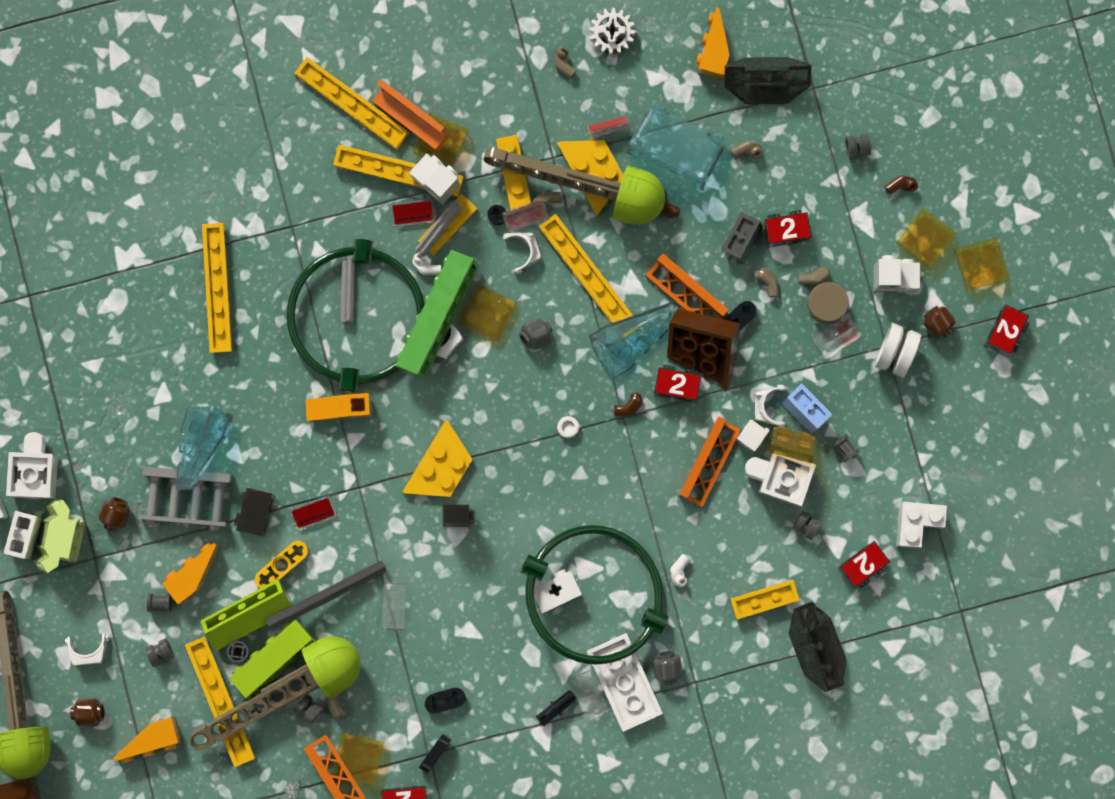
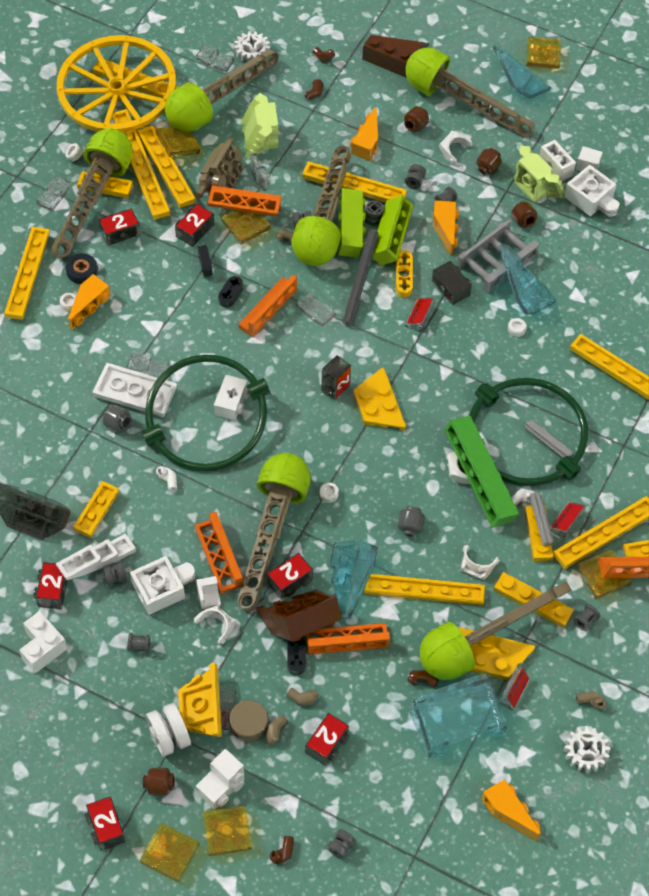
camera: 125 degrees right, 25 degrees down
(78, 600) = (489, 161): none -> reddish brown head
(249, 416) = (517, 327): none -> white tile
(339, 407) = (471, 375): light orange slope -> none
(429, 652) = (269, 306): none -> orange fence
(435, 178) = (578, 540): white brick -> none
(487, 313) = (454, 508): clear yellow plate -> none
(492, 220) = (514, 563): black bush -> none
(495, 122) = (588, 616): none -> dark grey bush
(525, 215) = (499, 578): clear slope -> none
(554, 197) = (502, 605): dark tan arm -> none
(556, 707) = (160, 342): black axle -> none
(601, 464) = (285, 481): none -> piece
(631, 407) = (304, 538): reddish brown arm -> none
(742, 237) = (350, 703): dark grey hinge -> none
(747, 148) = (413, 768): dark tan arm -> none
(767, 79) = (454, 821): clear smoke wedge -> none
(792, 444) = (175, 606): clear yellow plate -> none
(806, 408) = (190, 639): light blue hinge -> none
(809, 552) = (95, 558): none -> white slope
(852, 348) = (201, 703): none -> yellow wing

